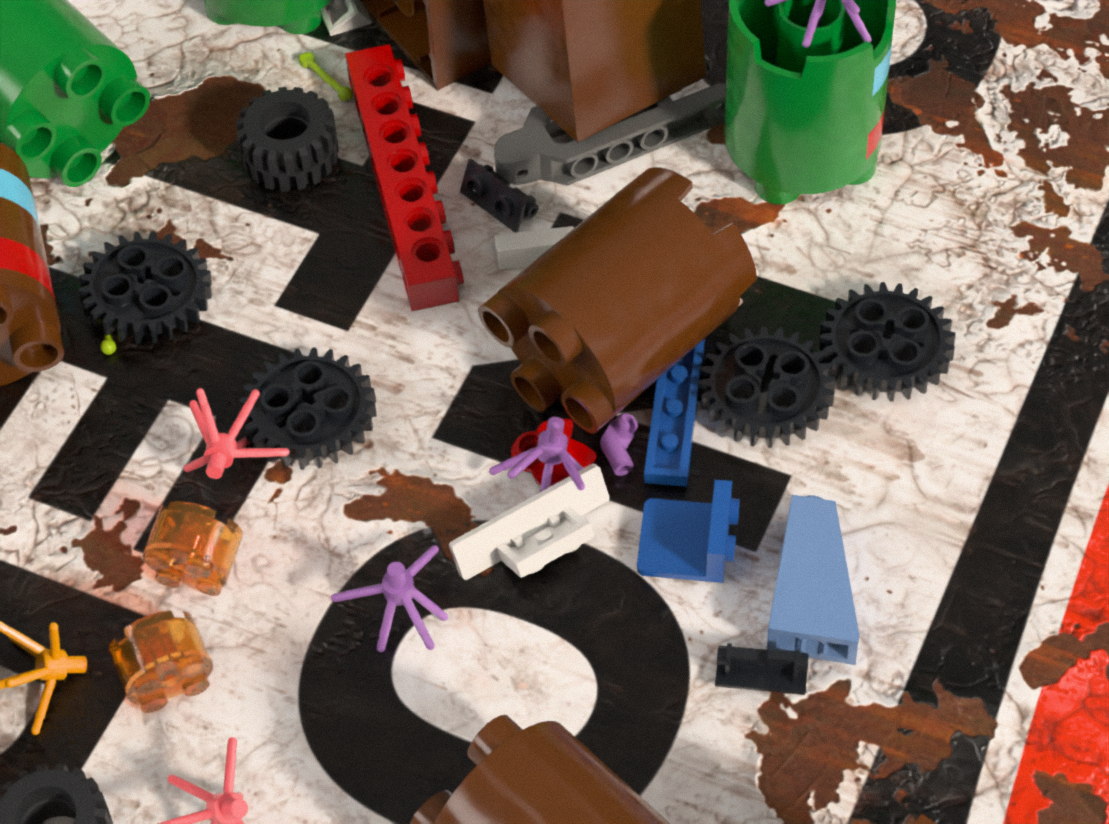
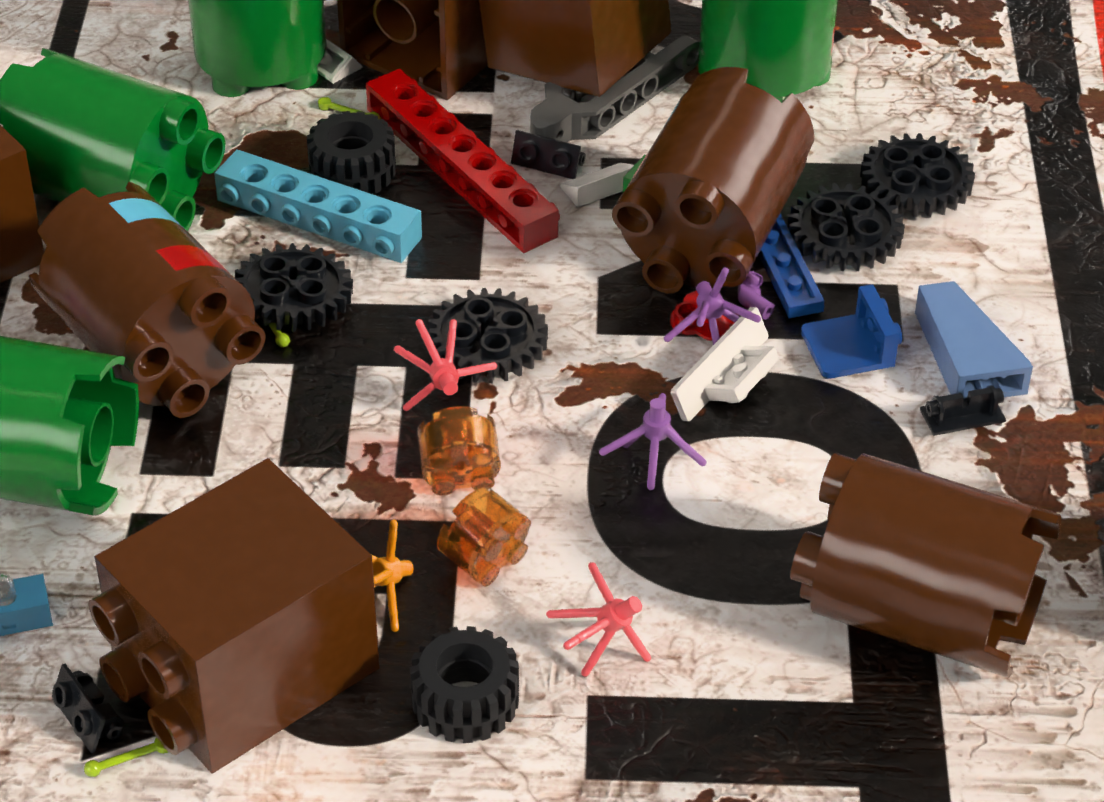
camera: 25 degrees left, 10 degrees down
(224, 193) = (319, 205): none -> medium azure brick

